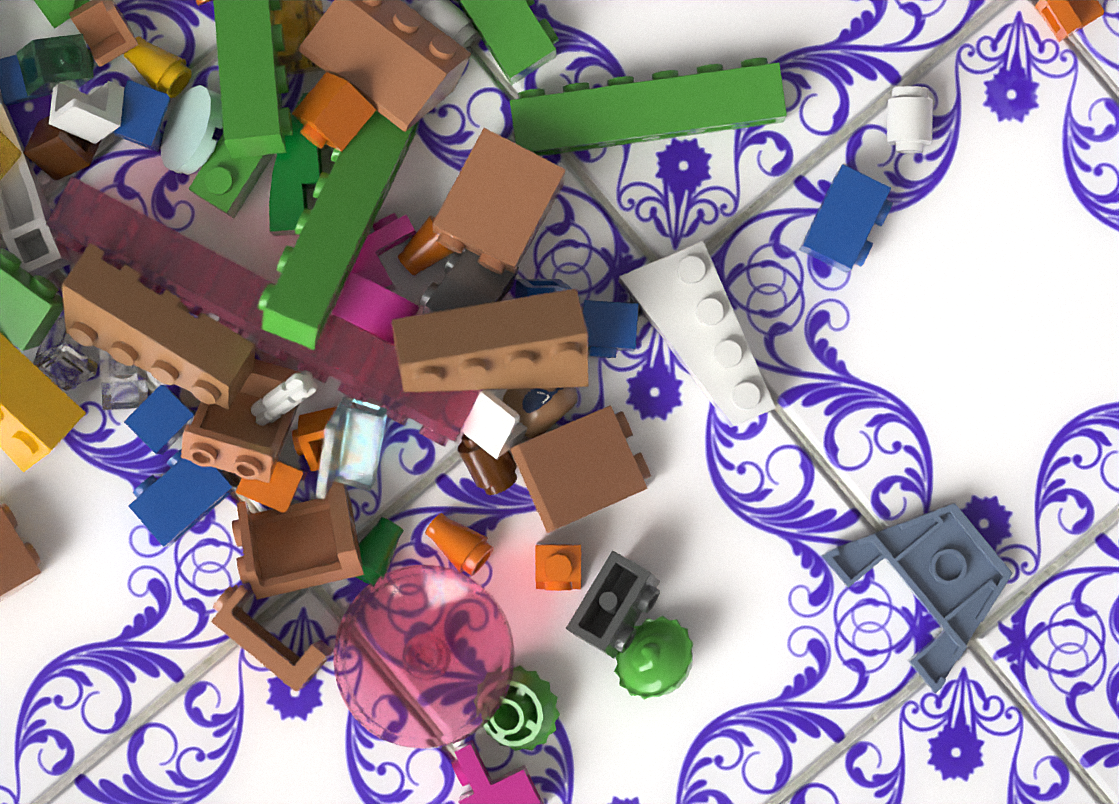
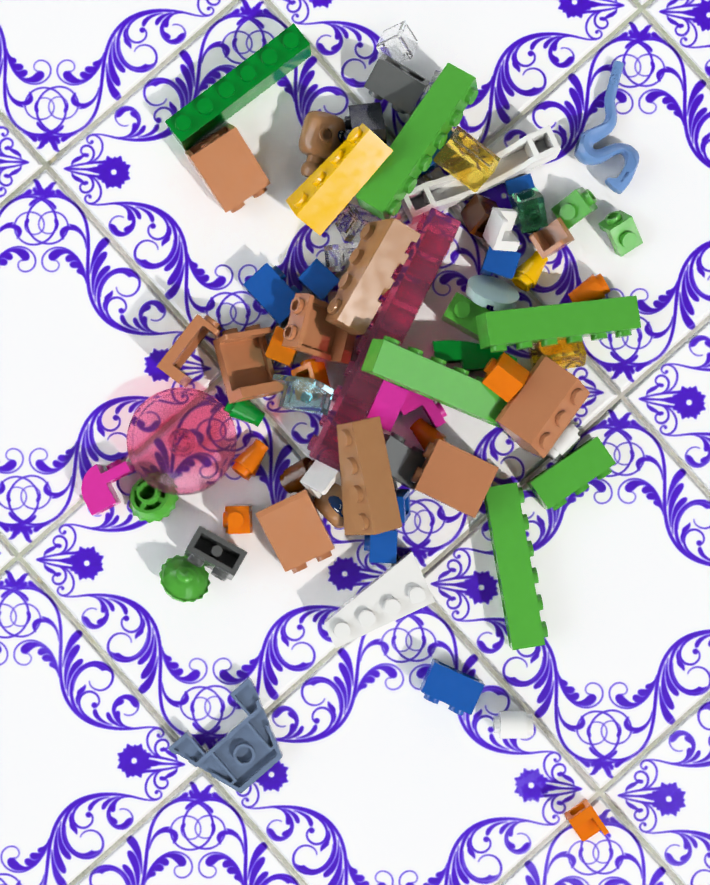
camera: 85 degrees right, 0 degrees up
(284, 398) = (332, 353): white axle -> none

